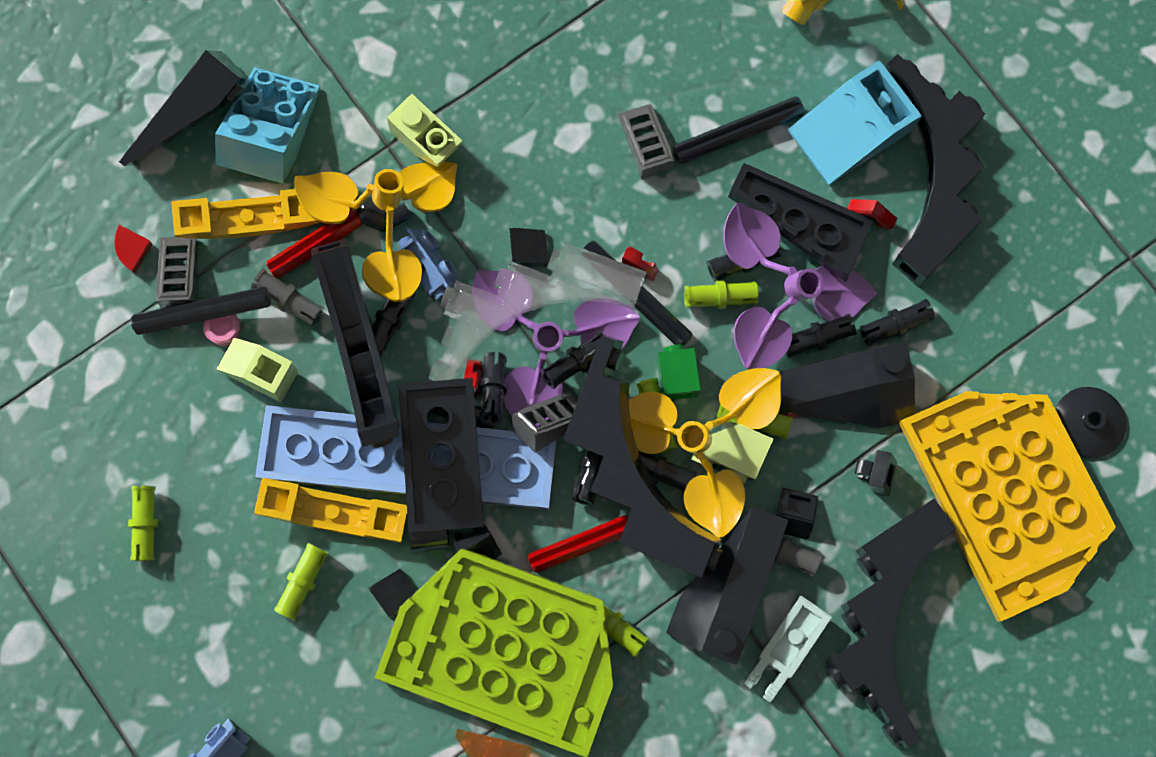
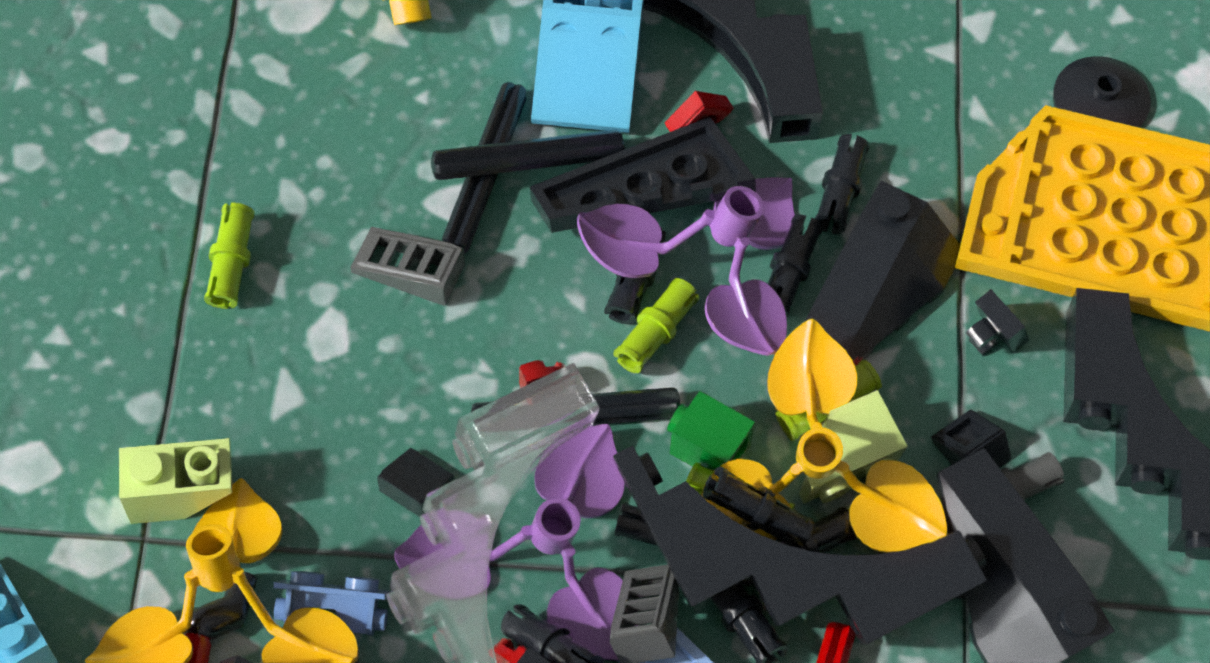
camera: 50 degrees left, 15 degrees down
(570, 49) = (229, 255): none -> lime pin
(573, 362) = (601, 528): black pin -> none
(646, 430) = (758, 508): none -> black pin
(761, 145) = (525, 154): none -> black axle
(789, 644) = (1125, 570): light aqua hinge -> none

